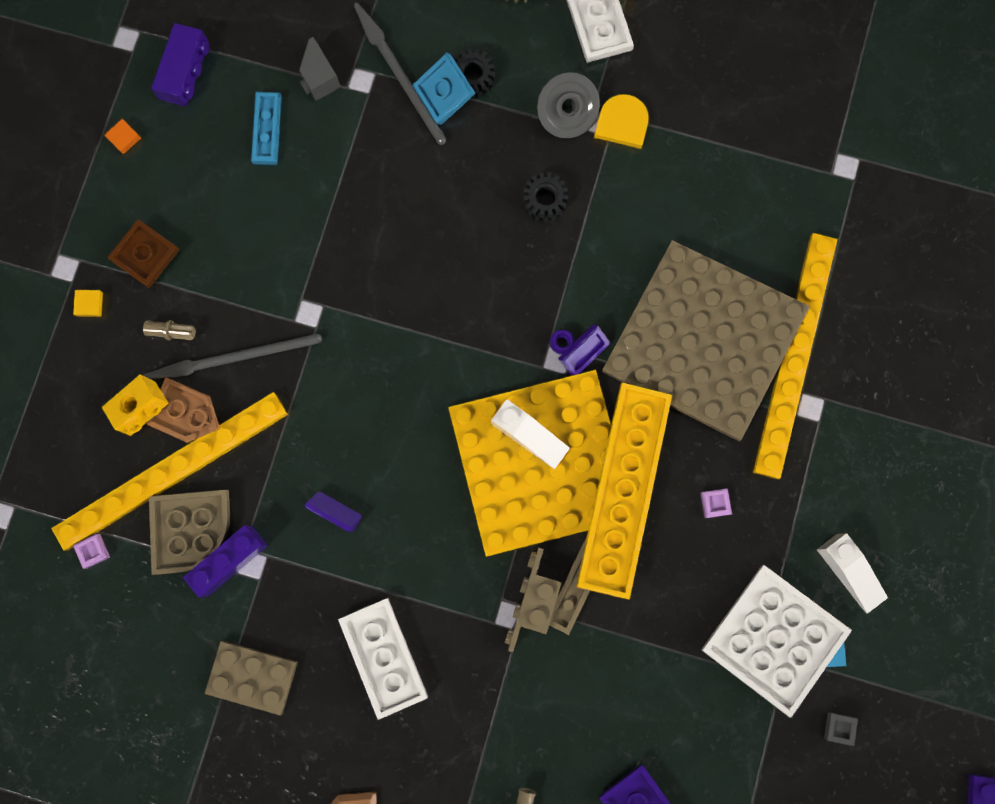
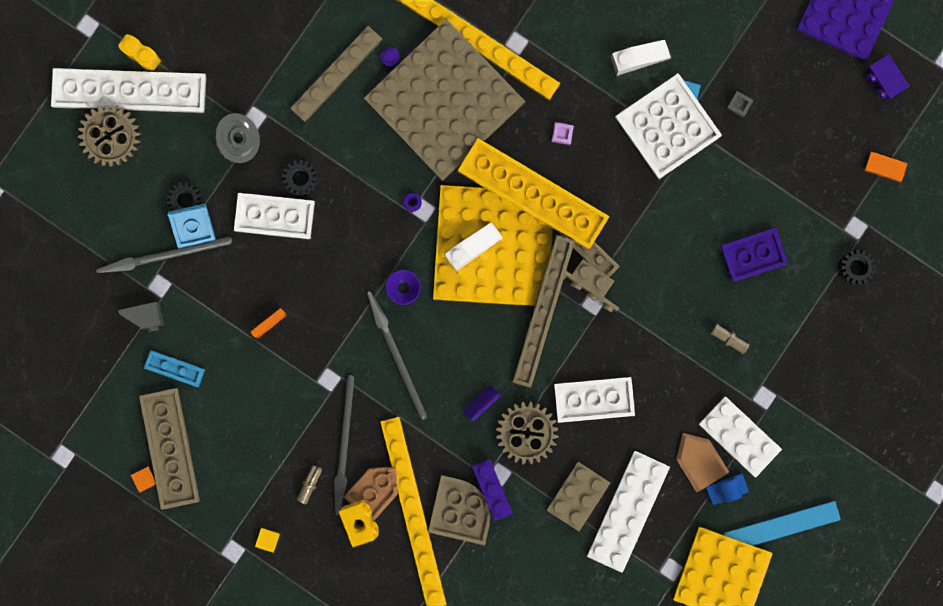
camera: 75 degrees left, 5 degrees up
(91, 551) = (453, 586): lavender tile -> none
(143, 253) = (243, 487): reddish brown plate -> none
(166, 152) = (169, 448): none -> dark tan plate
(180, 65) = (103, 418): dark purple brick -> none
(250, 751) = (628, 511): none -> white plate
(289, 587) = (525, 451): none -> dark tan gear
(354, 217) = (268, 323): none -> orange tile
(398, 354) = (382, 323): none -> dark grey piece
(450, 351) = (395, 280): none -> dark purple piece
(478, 553) = (543, 311): none -> dark tan tile
(488, 182) = (274, 216): none -> white plate
(584, 350) = (424, 188): dark purple tile -> none
(623, 121) = (260, 101): yellow tile -> none
(690, 199) = (336, 74): none -> dark tan plate
(734, 256) = (390, 56): none -> dark purple plate

